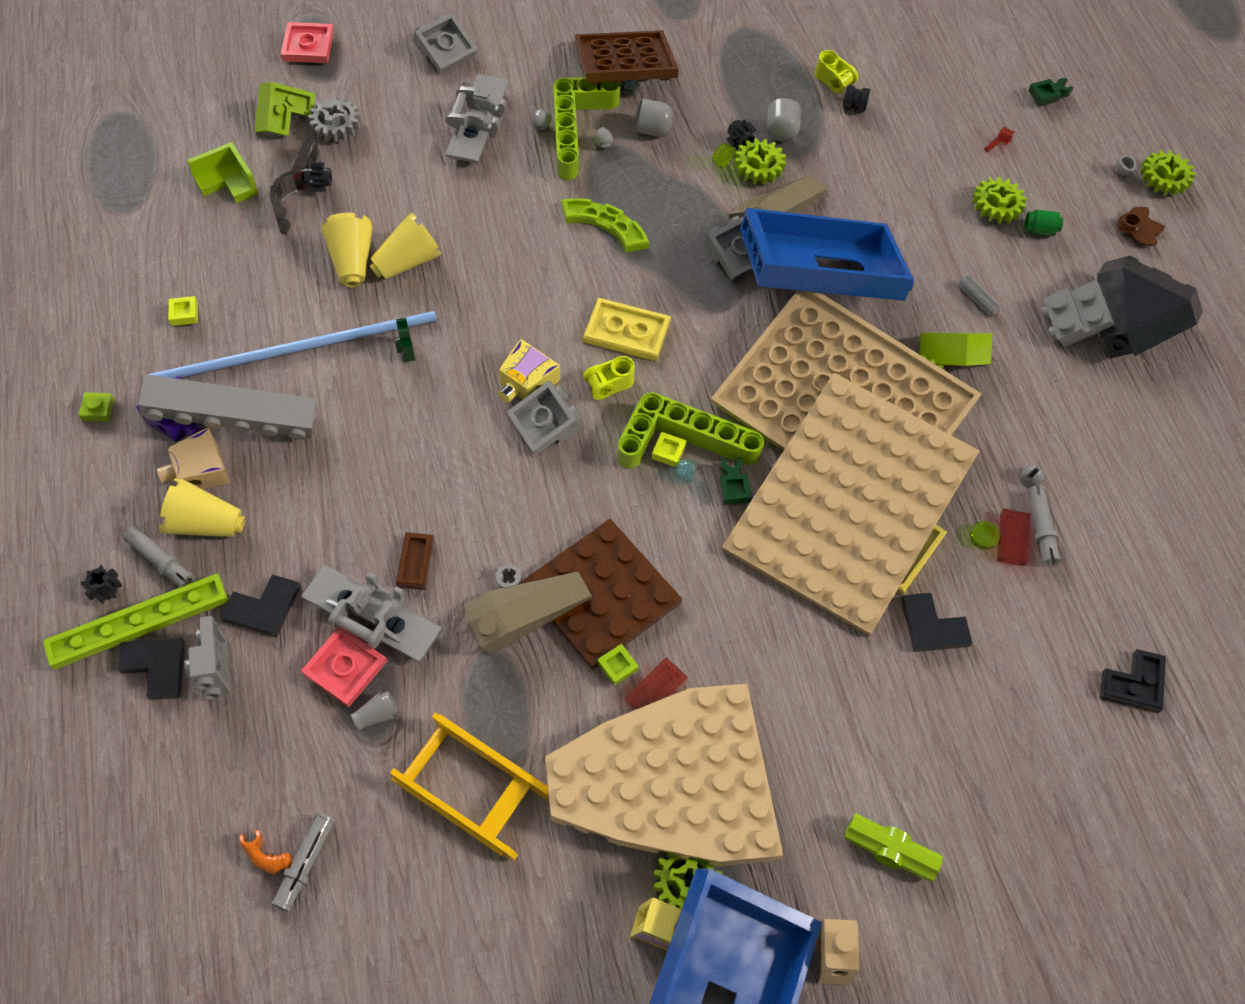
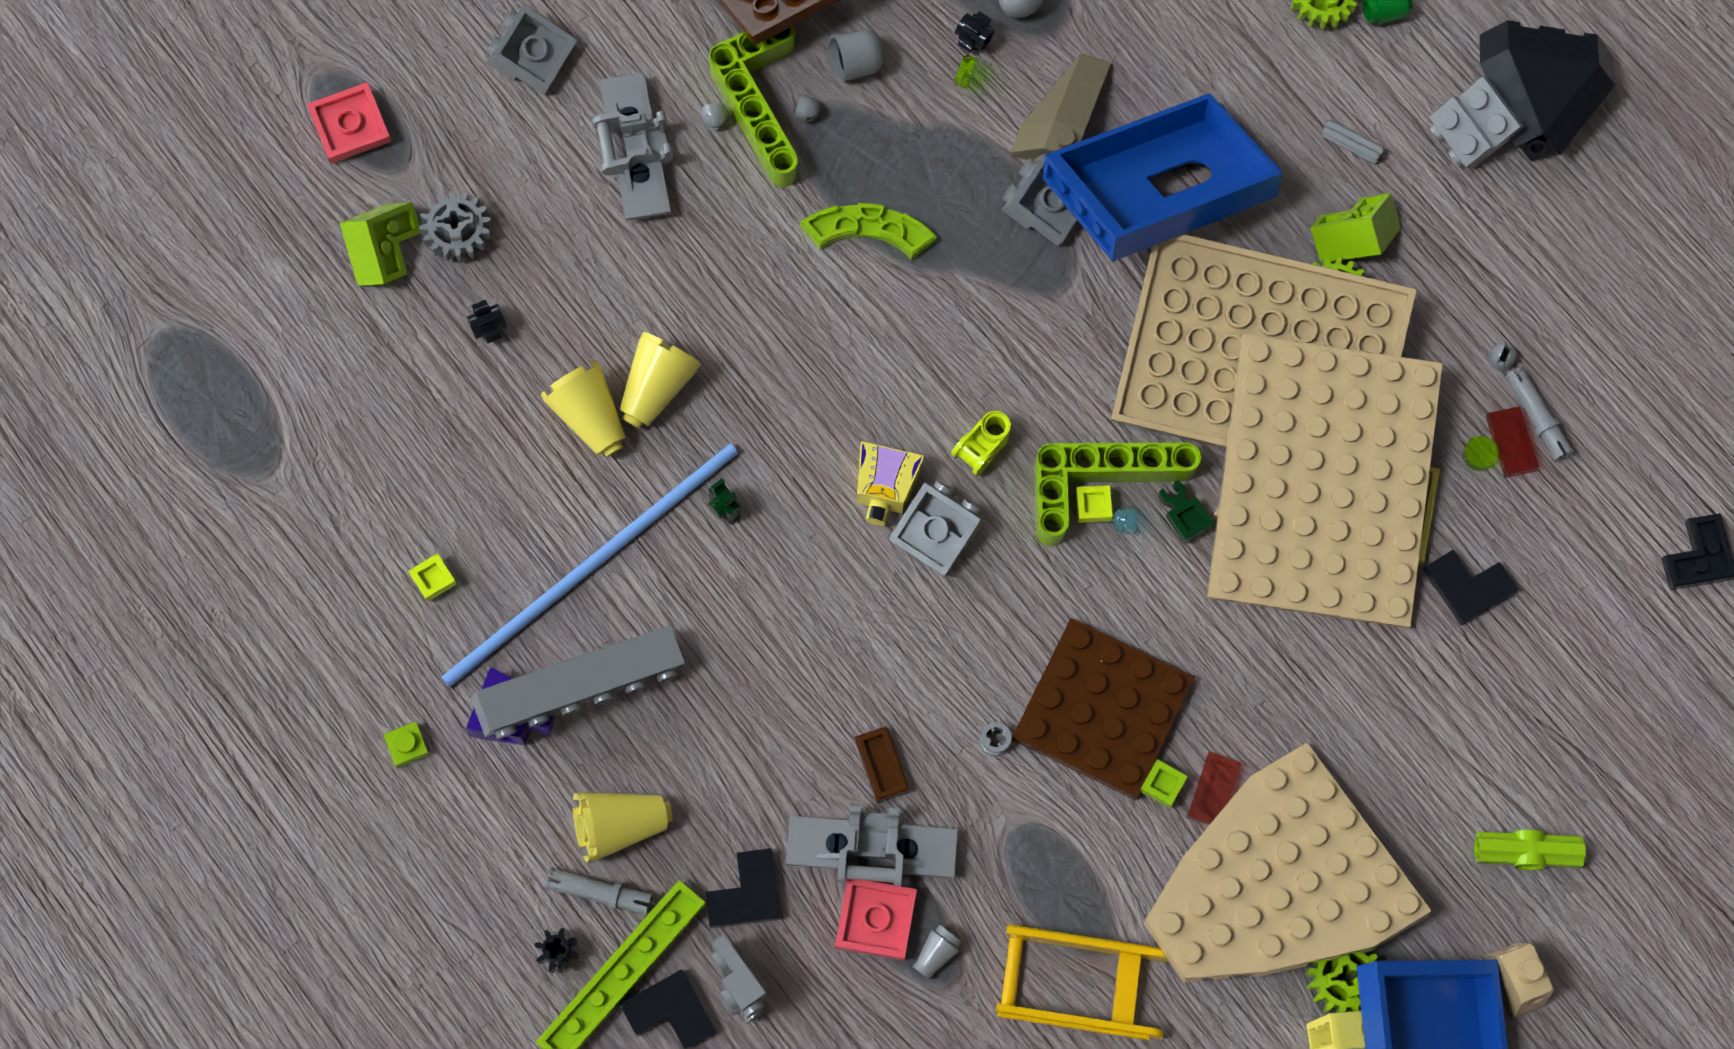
camera: 25 degrees left, 10 degrees up
(196, 461) = (572, 762): tan torso -> none
(223, 169) = (365, 360): lime panel -> none
(292, 180) = (460, 337): clear smoke piece -> none
(517, 610) = (1027, 772): dark tan wedge -> none
(627, 329) = (967, 366): light yellow tile -> none
(759, 161) = (1015, 61): lime gear -> none

